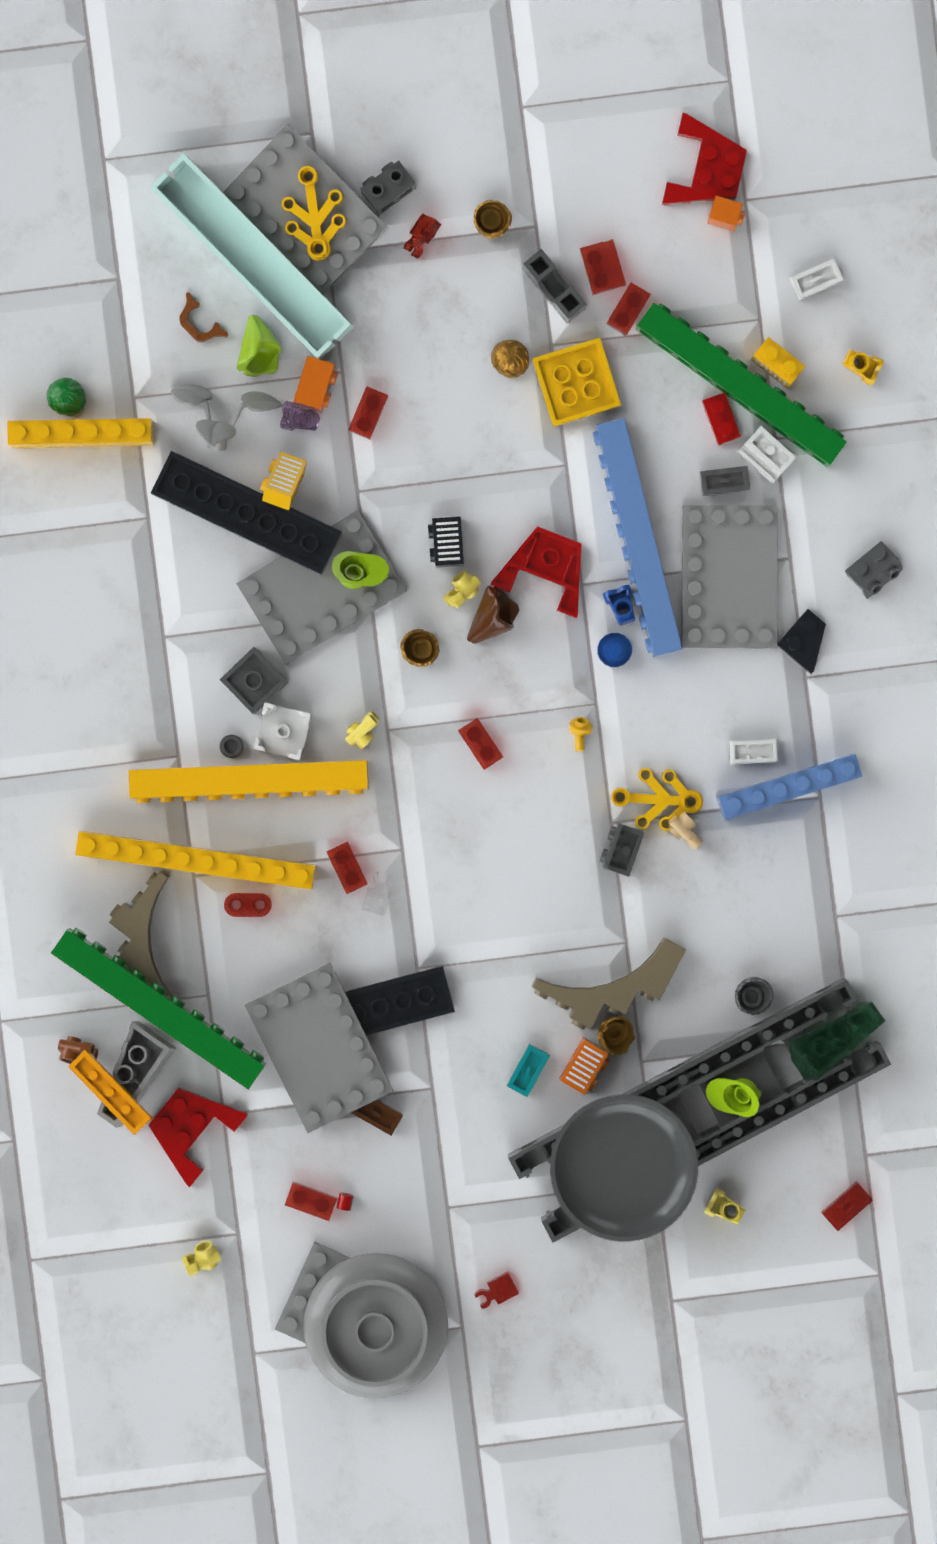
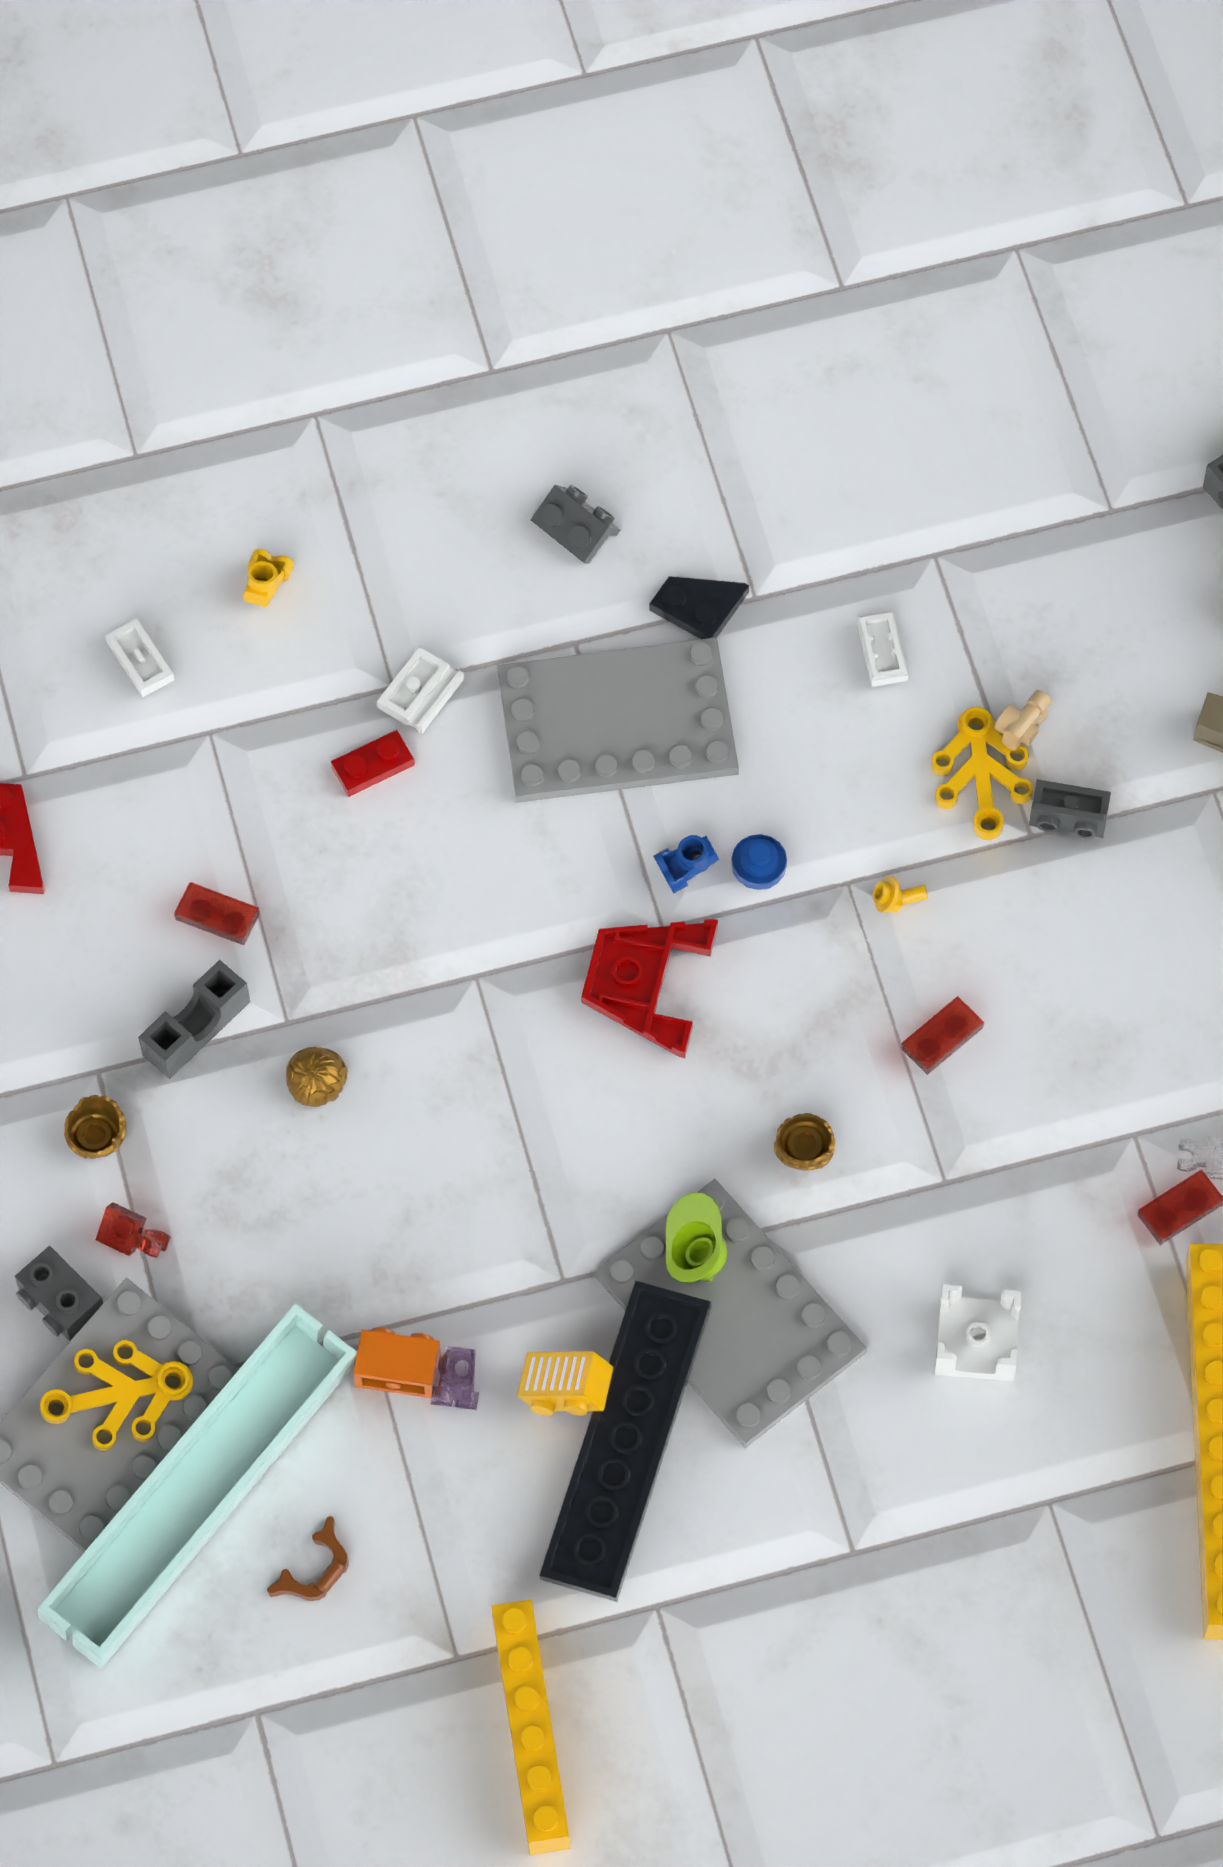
camera: 90 degrees left, 25 degrees down
(66, 396) = (470, 1765): green hair -> none
(217, 432) = (500, 1499): light grey plant -> none
(231, 746) = (1016, 1416): dark grey tile -> none
(248, 780) = (1068, 1379): yellow brick -> none
(253, 680) = (903, 1386): dark grey panel -> none
(258, 350) = (347, 1459): lime hat -> none
(359, 733) = (957, 1216): light yellow plate -> none
(368, 413) = (433, 1276): clear red plate -> none
(447, 542) = (627, 1126): black brick -> none
(465, 587) = (700, 1092): light yellow plate -> none
(493, 616) = (738, 1043): reddish brown hat -> none
(576, 382) = (343, 973): yellow plate -> none
(602, 267) = (154, 959): clear red plate -> none
(638, 537) = (576, 850): medium blue brick -> none
(724, 480) = (469, 742): flat silver plate -> none
(726, 213) = (50, 794): orange brick -> none
(741, 385) = (315, 740): green brick -> none
(777, 362) = (276, 690): yellow brick -> none
(789, 786) = (928, 591): medium blue brick -> none

